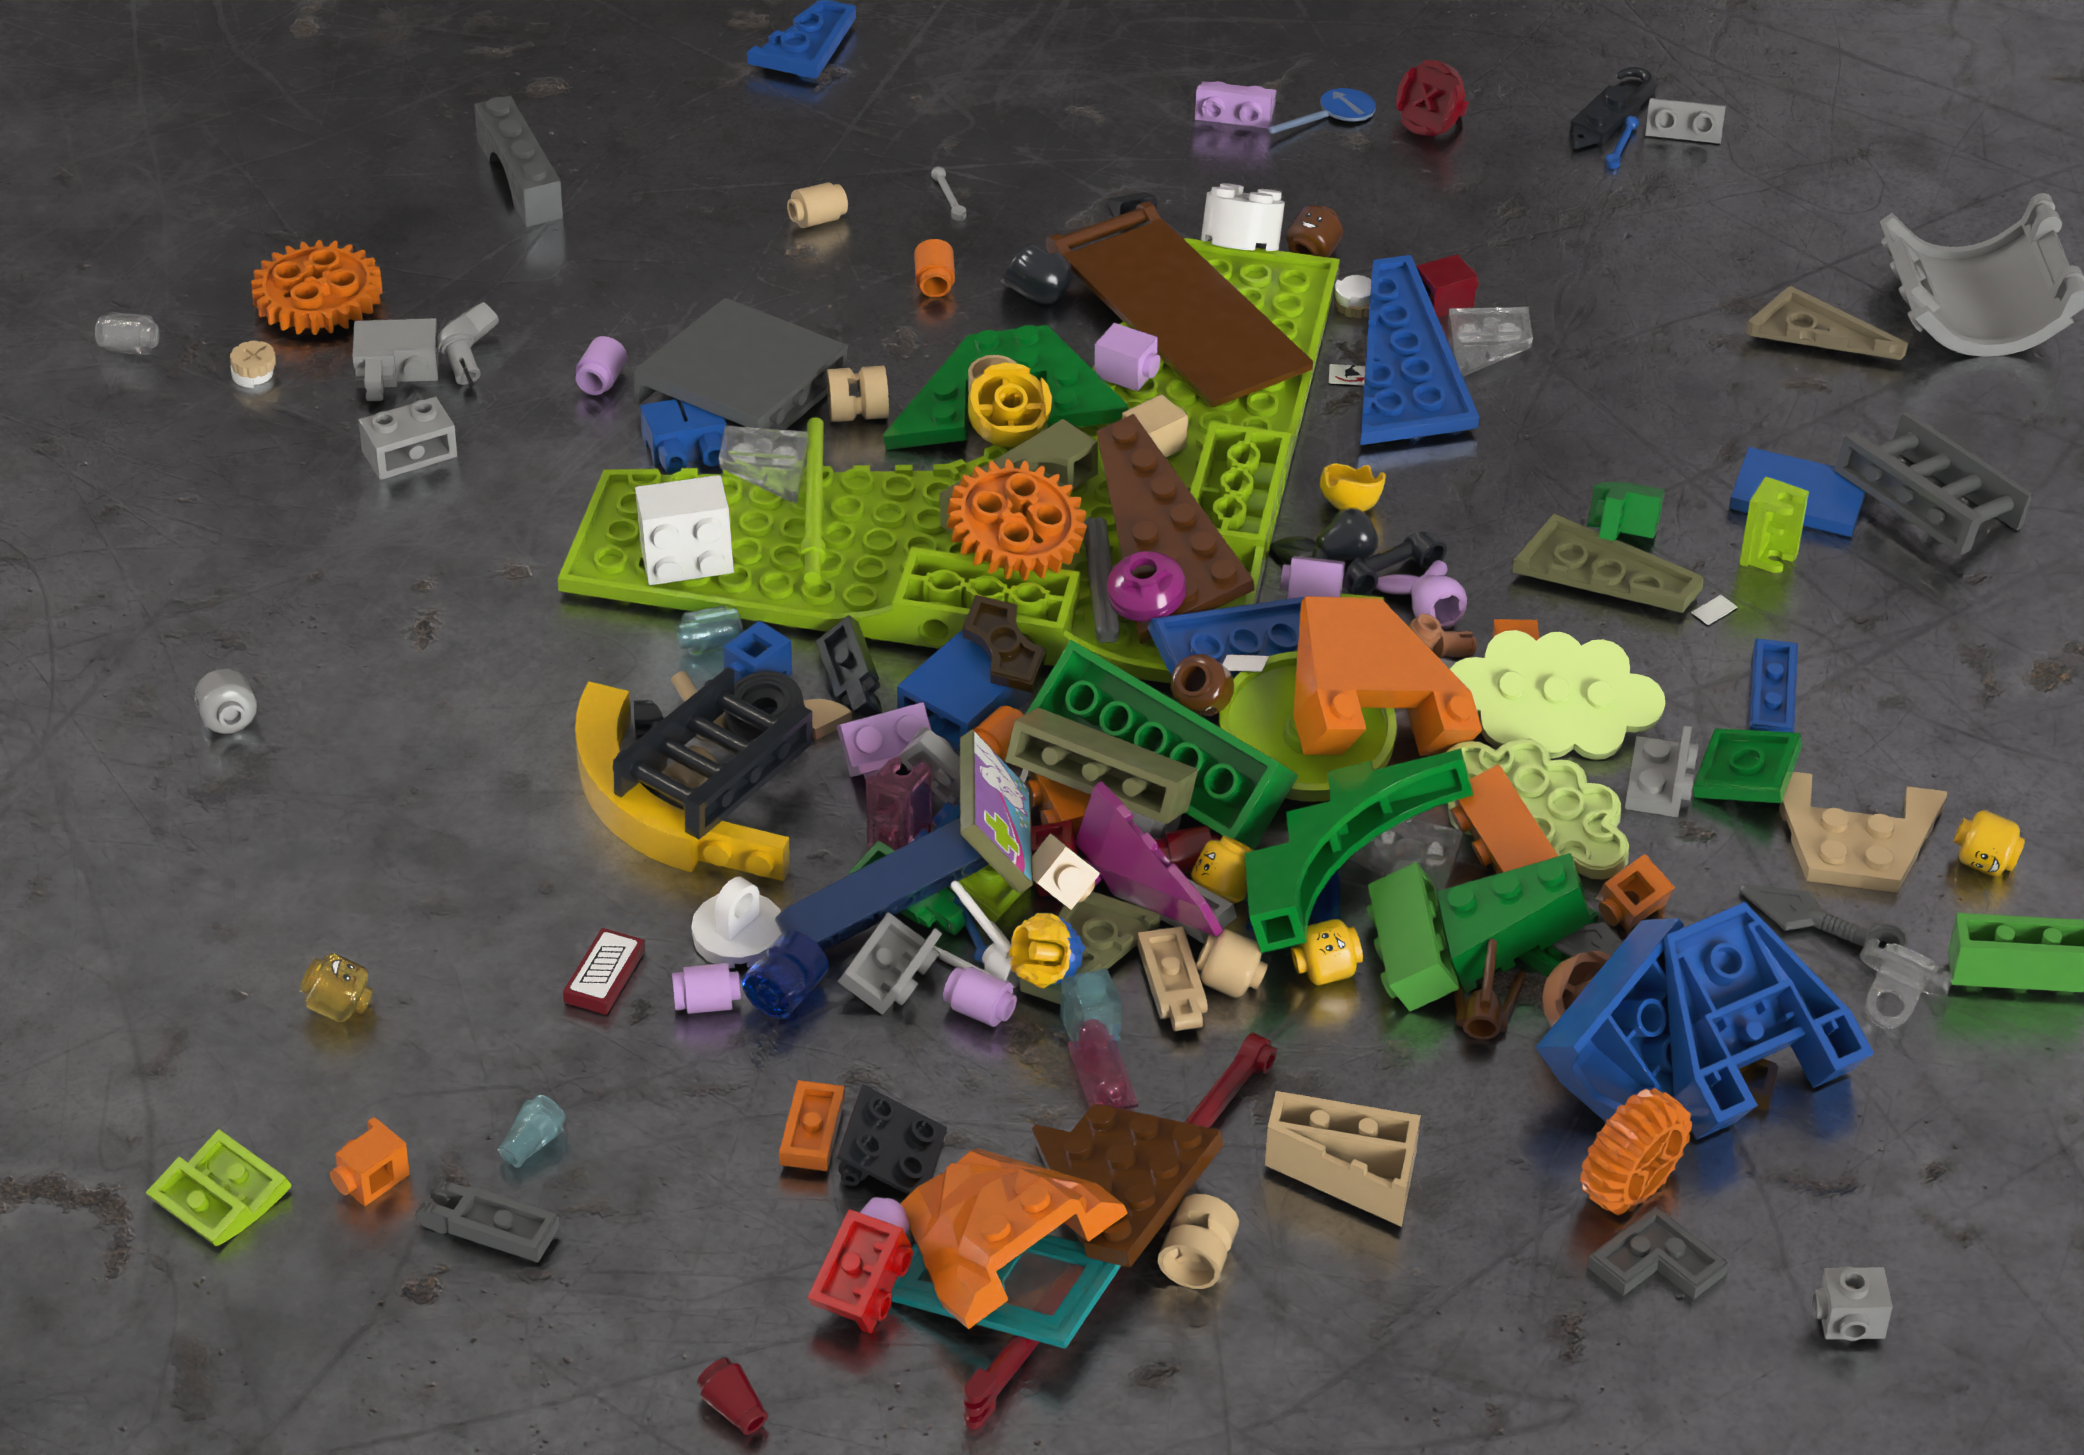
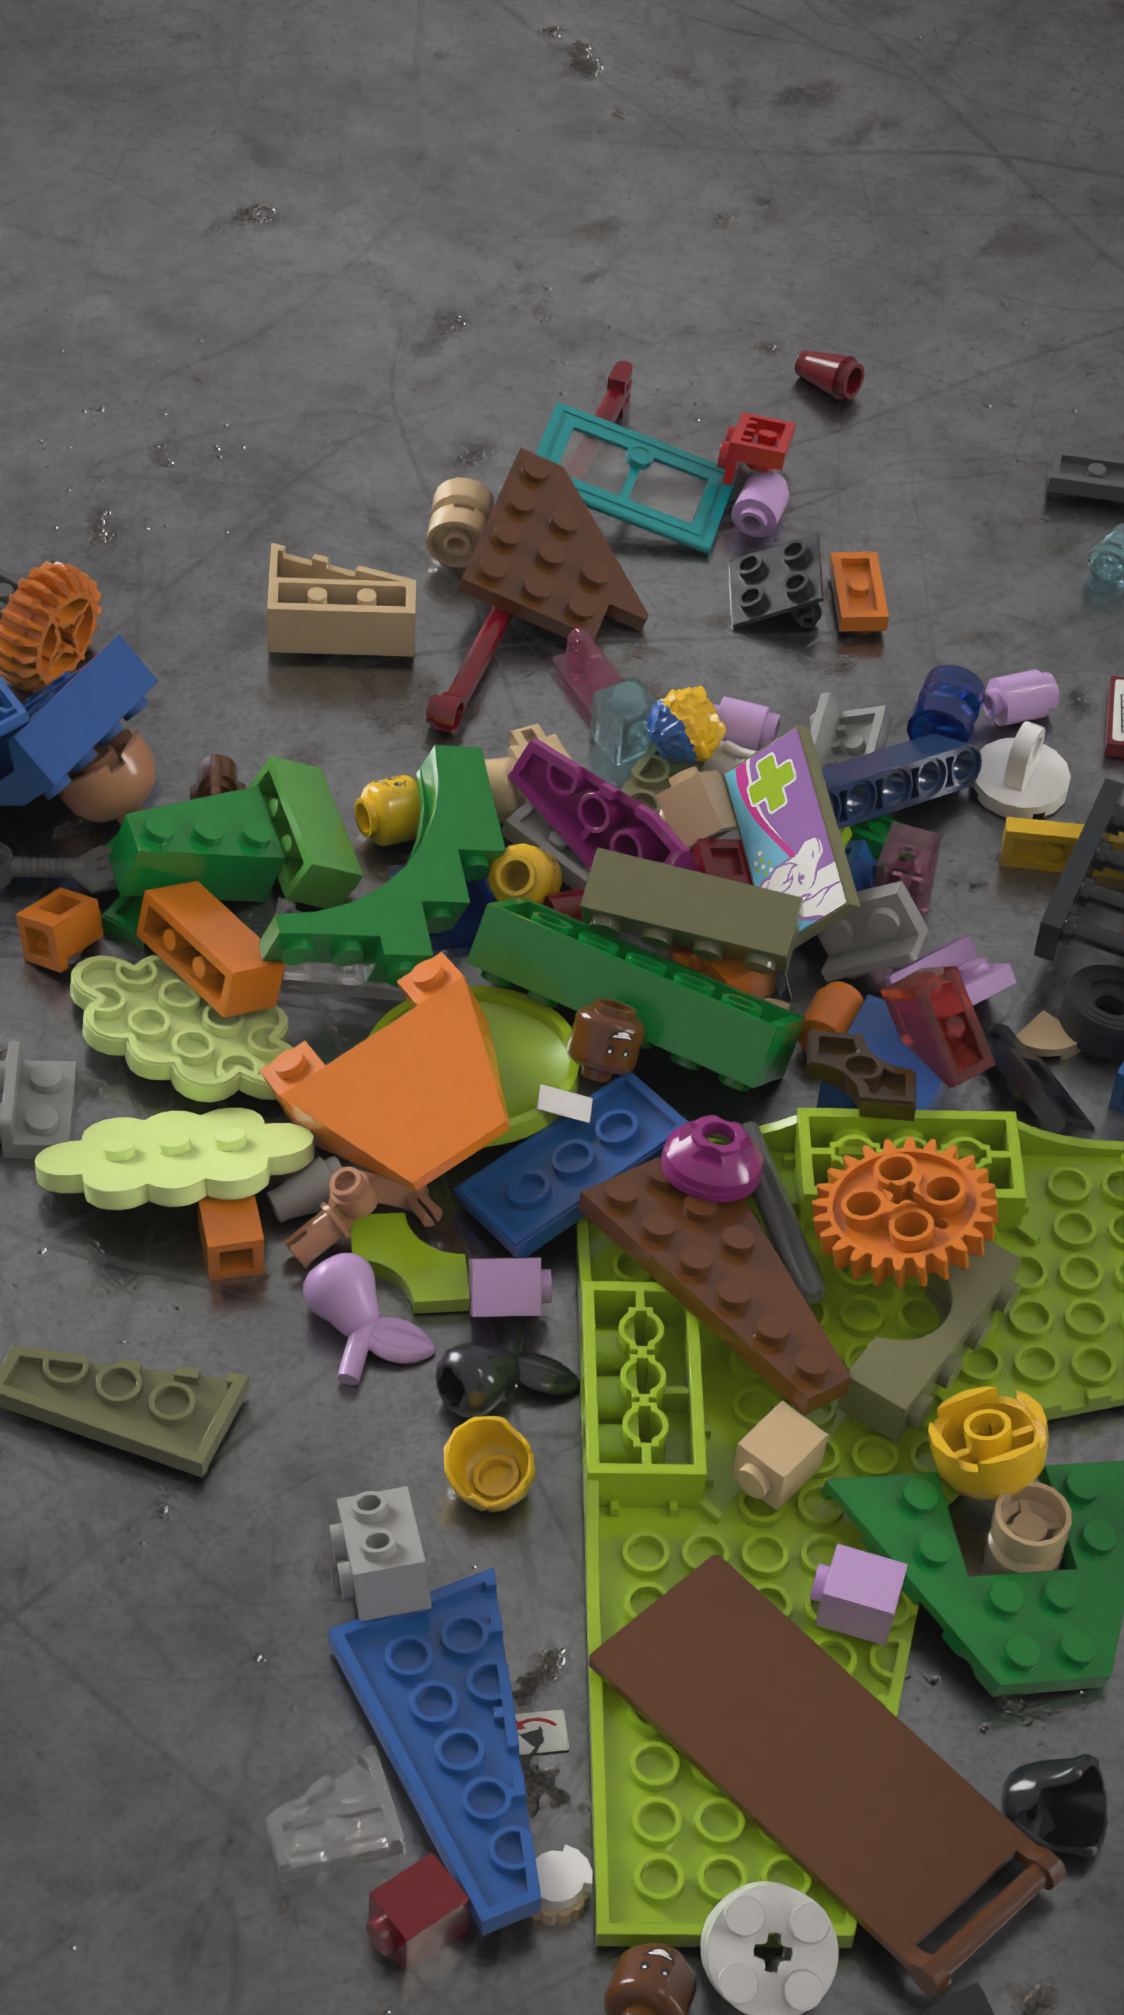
camera: 165 degrees right, 5 degrees up
(930, 667) = (939, 1023): none -> clear red slope
(989, 1214) = (647, 483): orange wedge -> none
(1420, 546) = (373, 1389): black bar -> none
(1438, 438) = (382, 1554): none -> light grey brick
(1625, 509) = (106, 1480): green brick -> none

